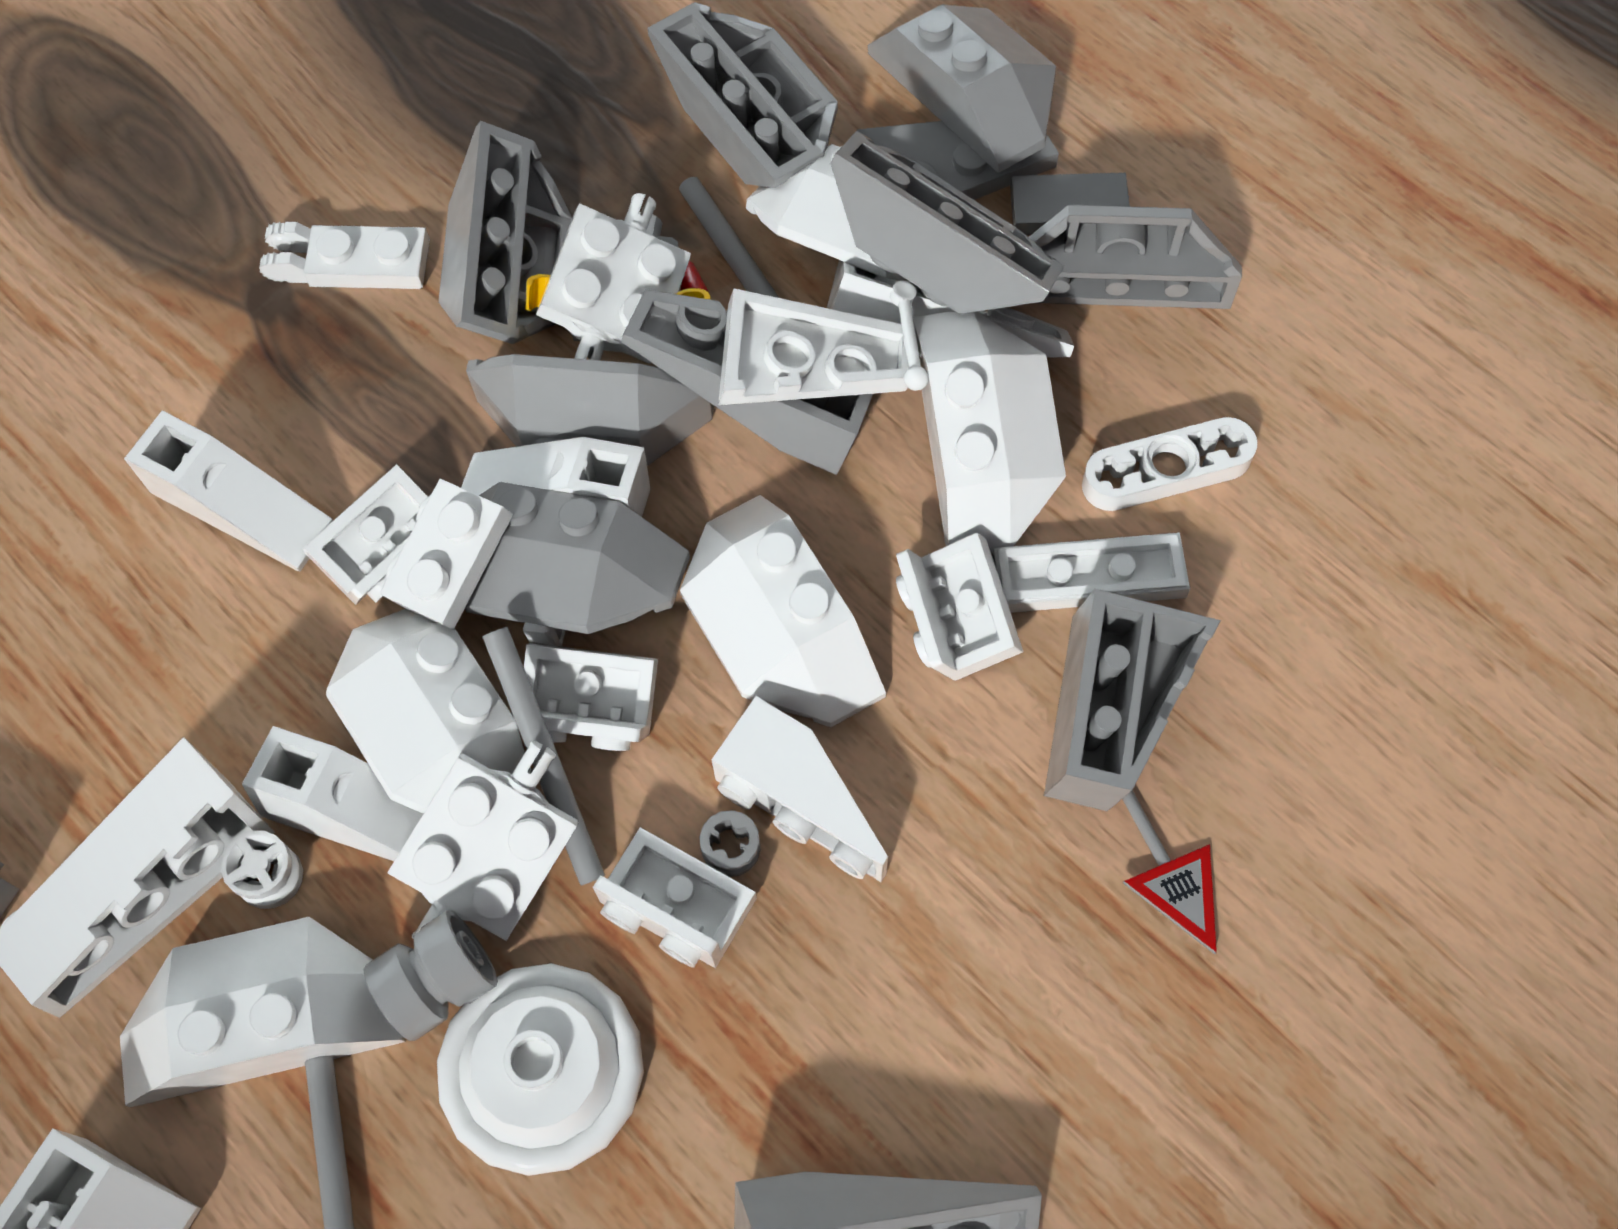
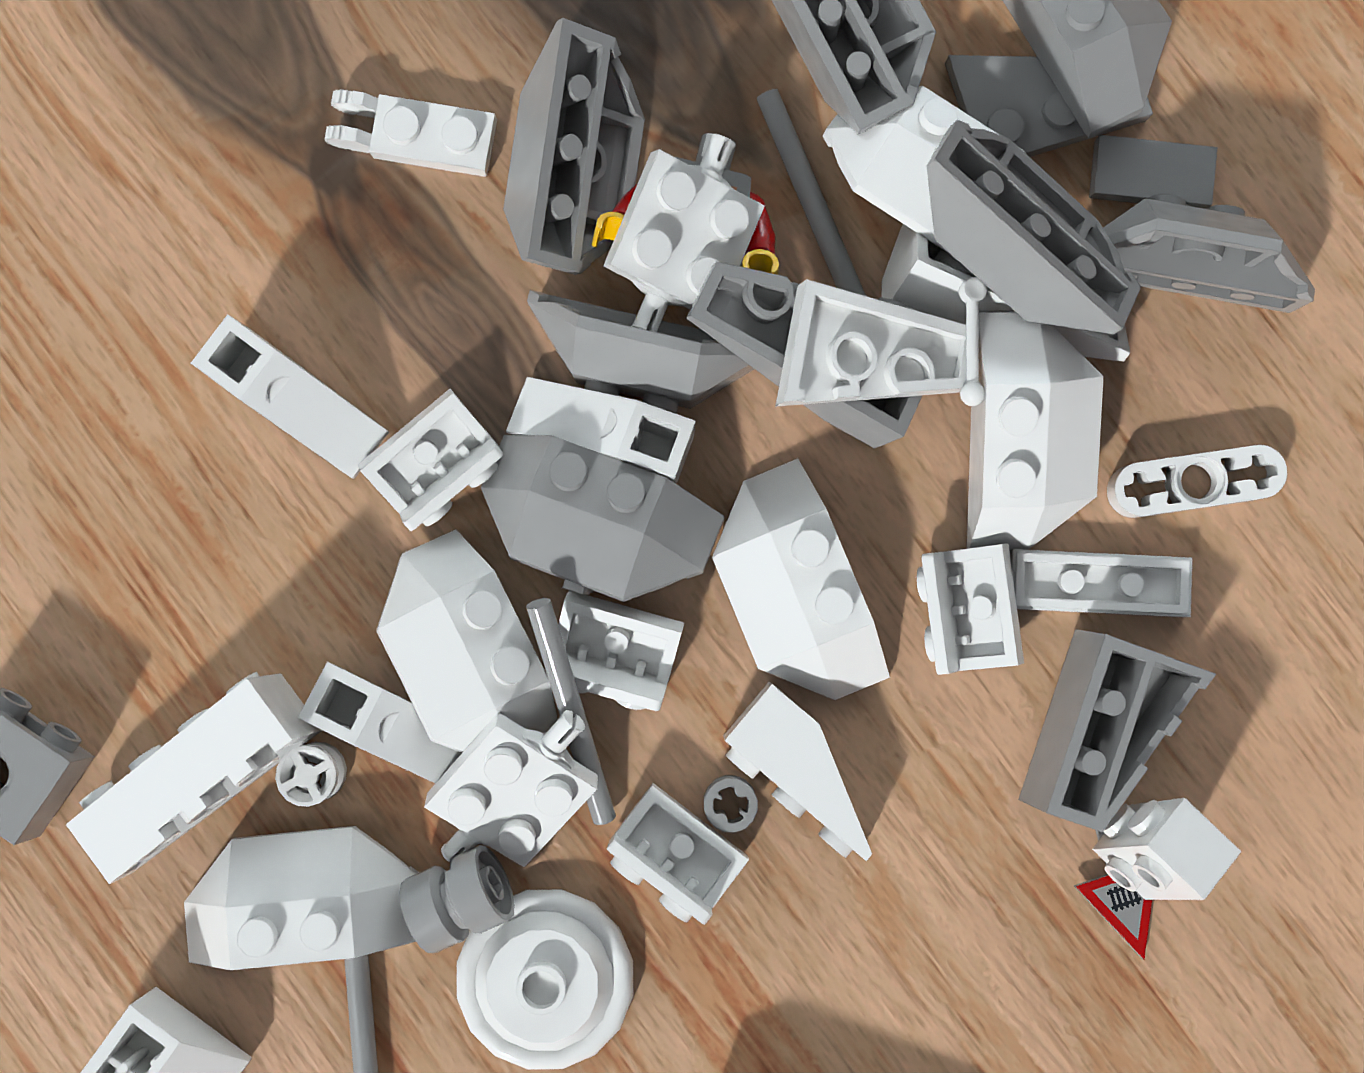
camera: 10 degrees right, 20 degrees up
(445, 553) = (496, 511): white bracket -> none
(1202, 804) = (1165, 850): none -> white brick

